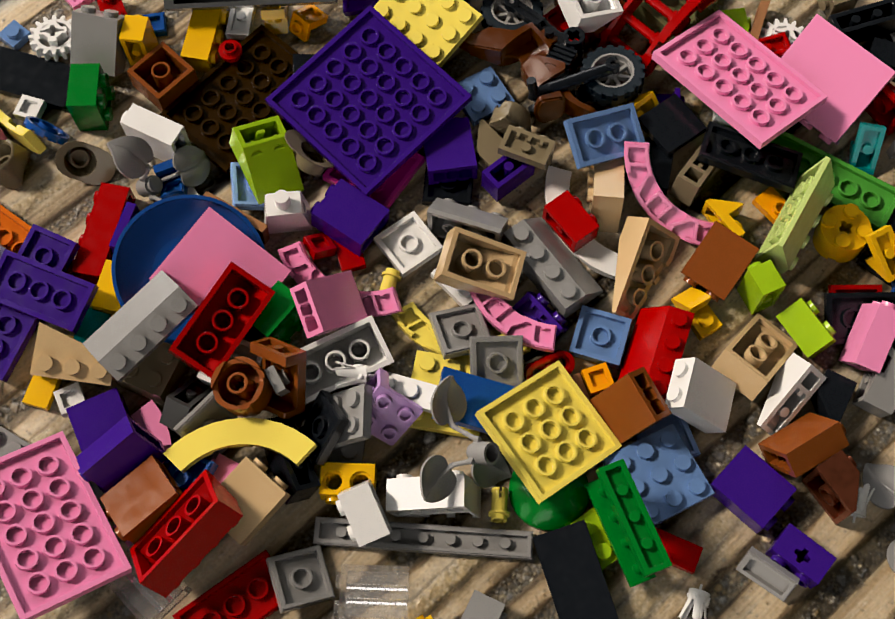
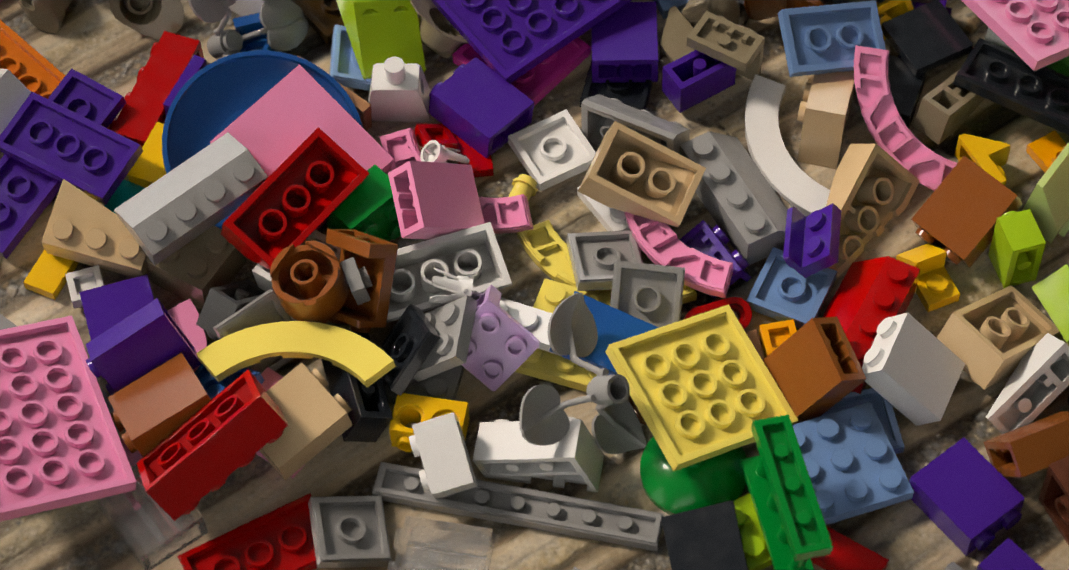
camera: 10 degrees right, 10 degrees down
(322, 262) = (435, 152): none -> white piece
(499, 505) = (622, 483): light yellow pin -> none
(571, 221) = (773, 142): red brick -> none
(612, 298) = (812, 239): none -> dark purple bracket

